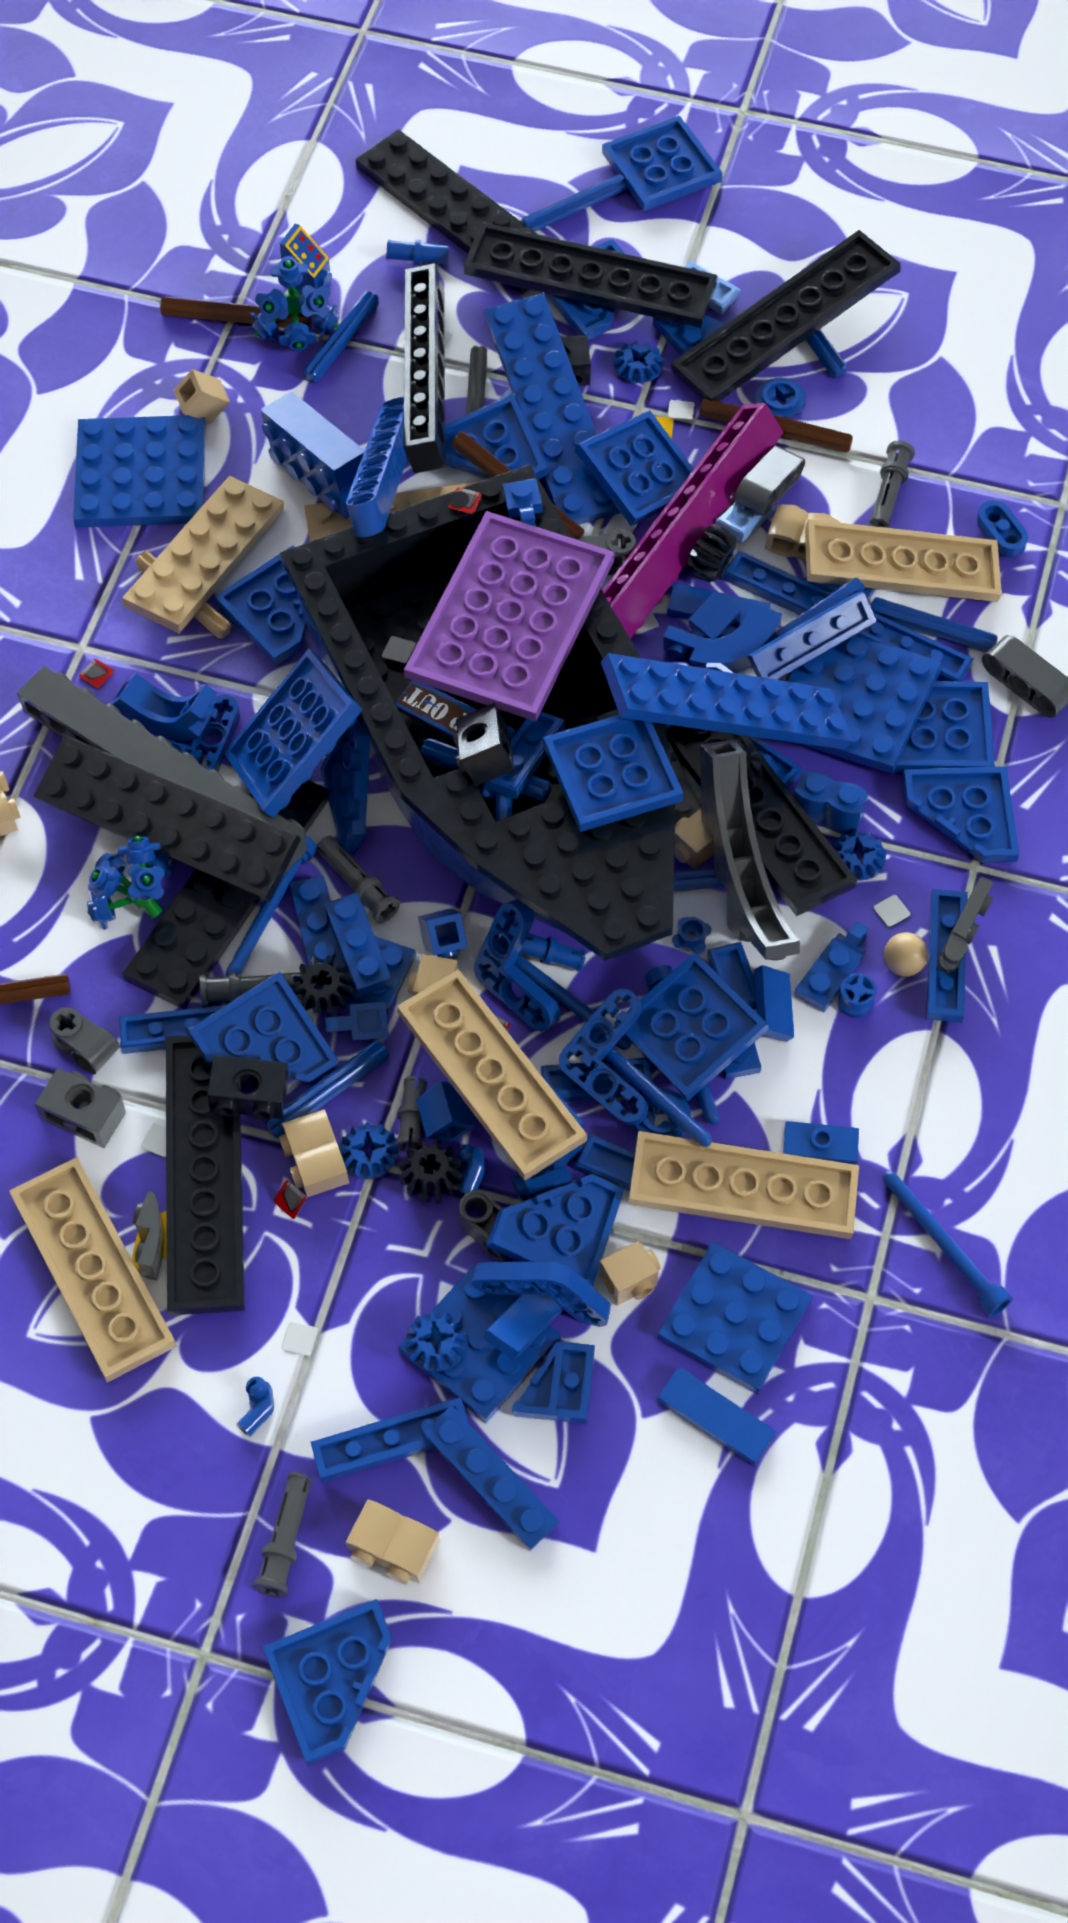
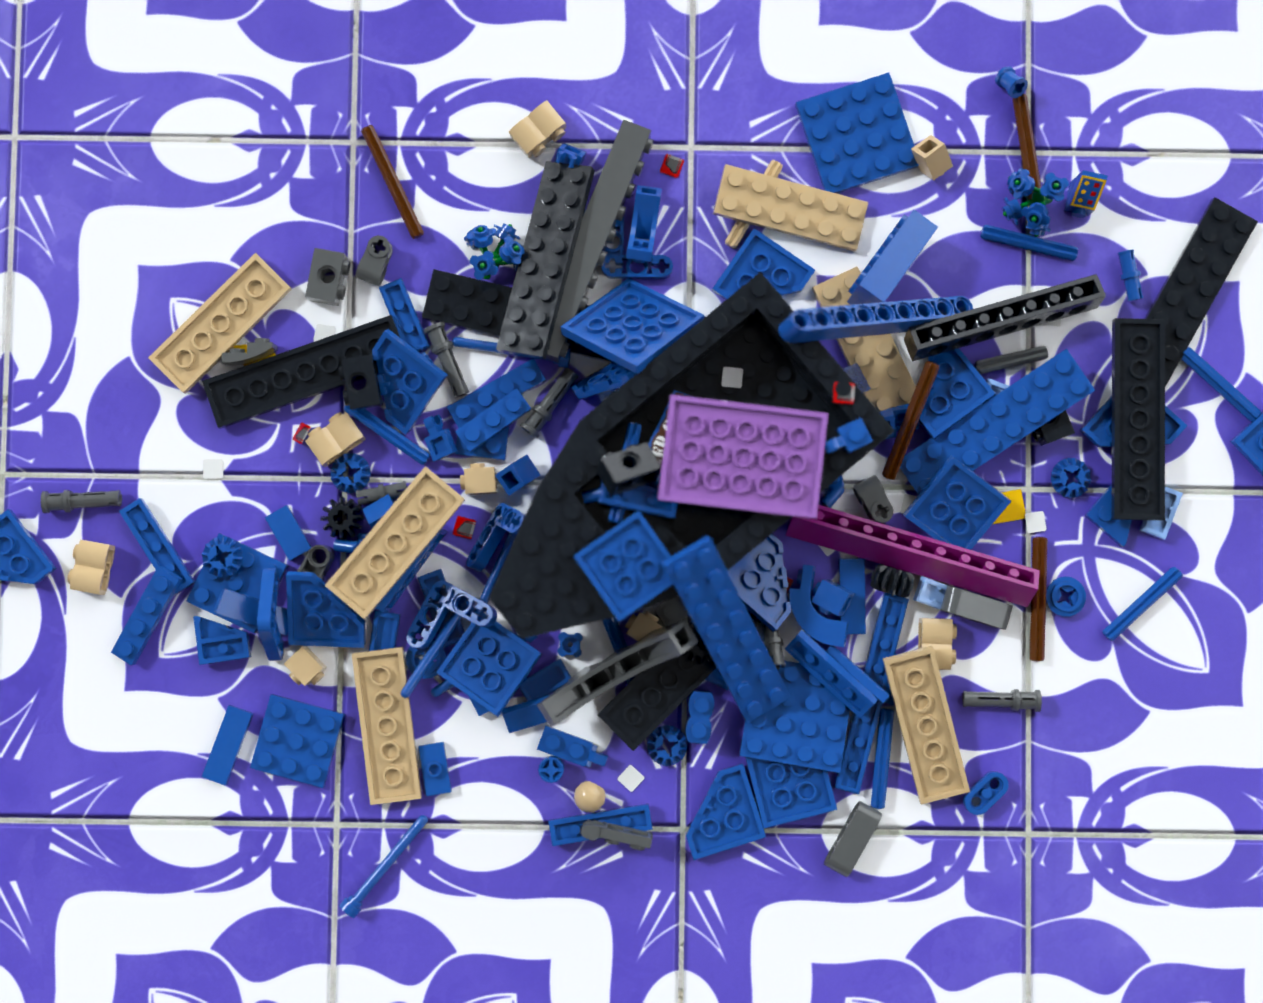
camera: 70 degrees right, 25 degrees up
(35, 772) = (570, 155): none -> blue plate
(143, 303) = (1011, 82): none -> blue bush
(261, 1405) = (158, 459): blue arm -> none
(315, 977) = (445, 417): black gear -> none
(428, 1254) = (288, 533): none -> blue tile
(785, 317) = (1143, 584): black plate -> none

